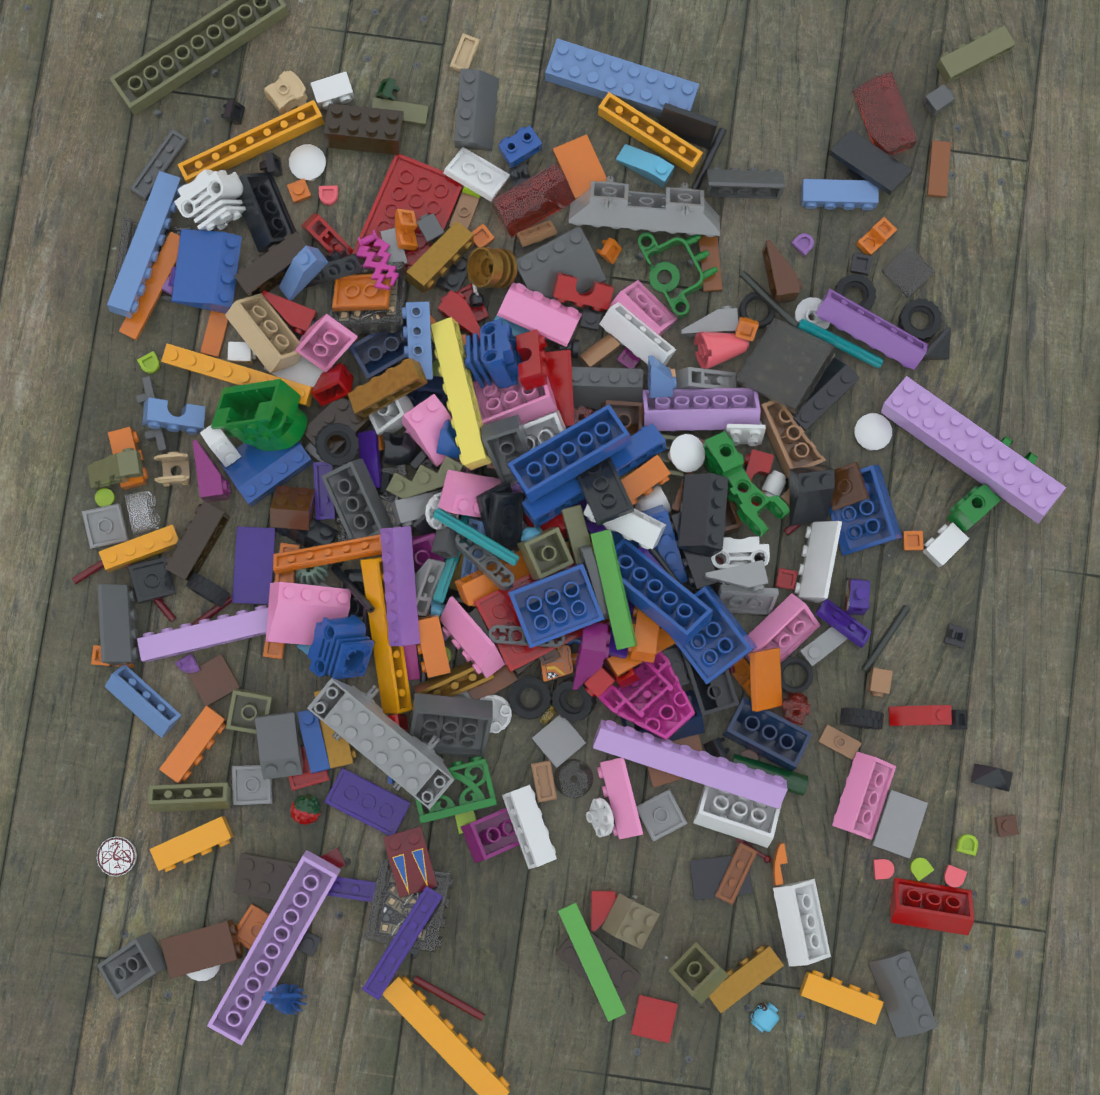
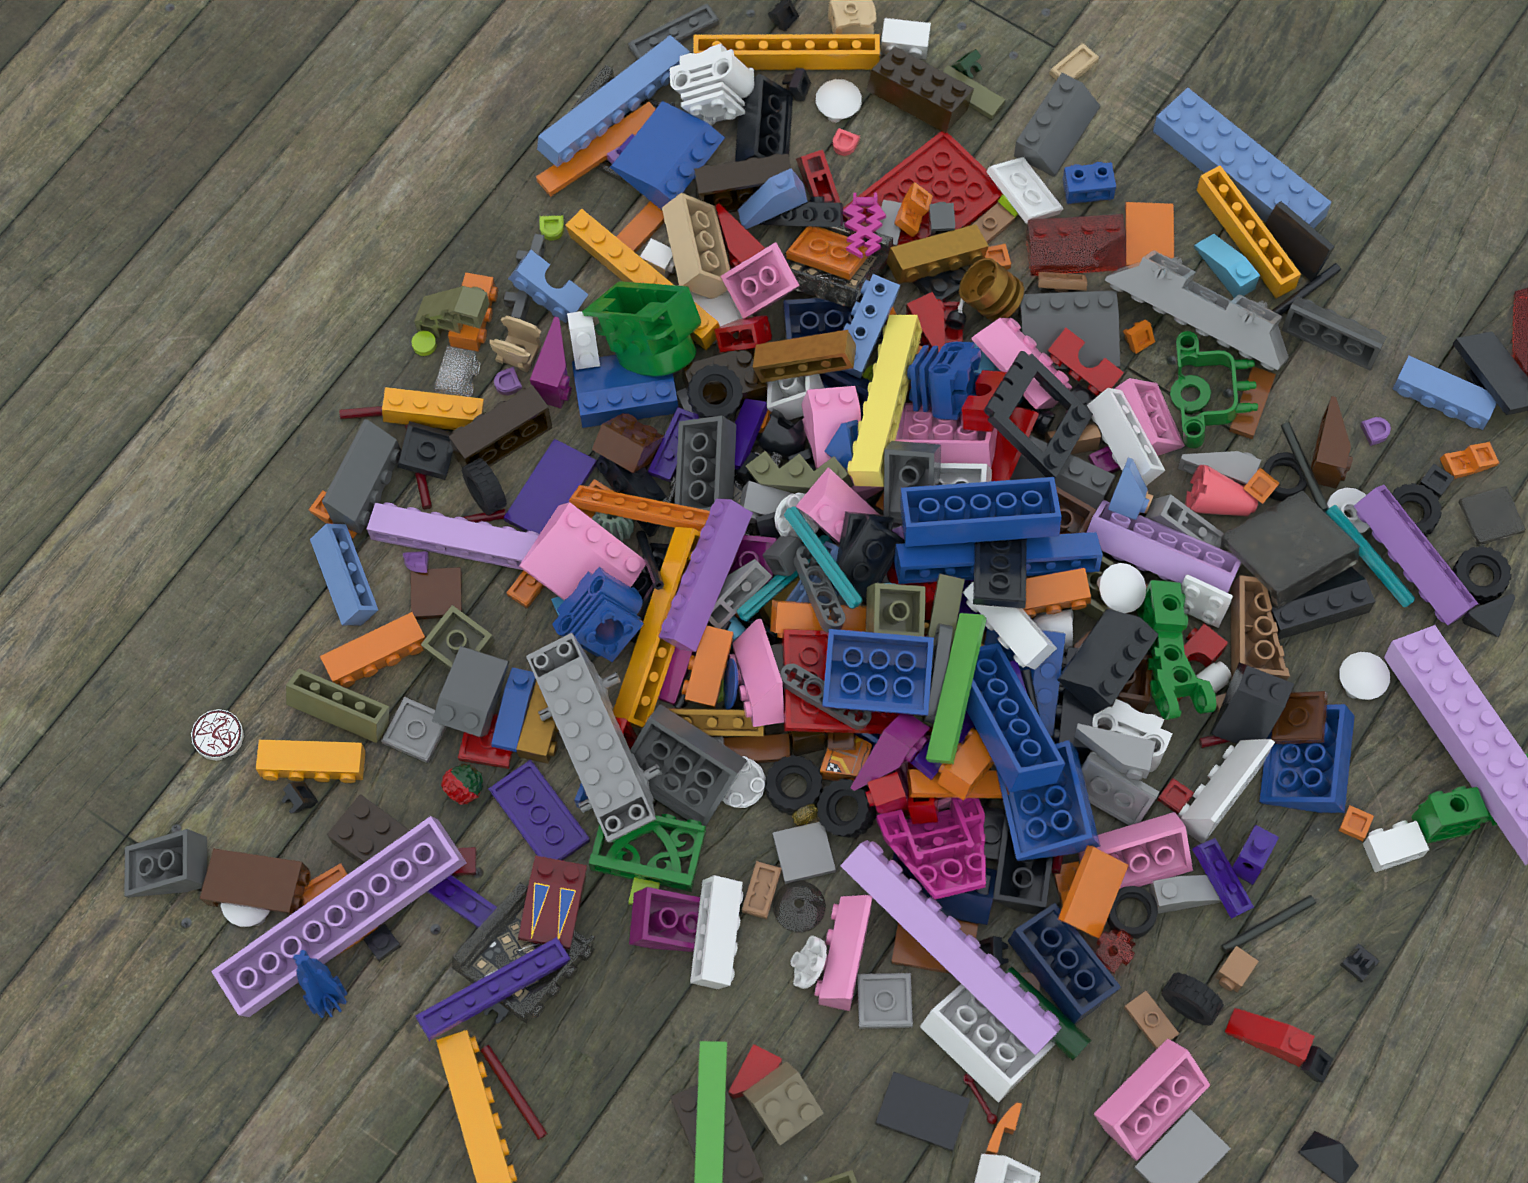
camera: 30 degrees right, 15 degrees down
(105, 525) = (407, 368): light grey tile -> none
(180, 498) = (507, 382): none -> medium lavender tile
(198, 871) = (300, 796): none -> black tile
(299, 191) = (814, 124): orange plate -> none
(453, 651) = (730, 684): none -> blue piece
(519, 174) = (1074, 210): black tile -> none
(547, 353) = (1006, 398): none -> black hinge
(736, 873) = (943, 1114): dark orange tile -> none

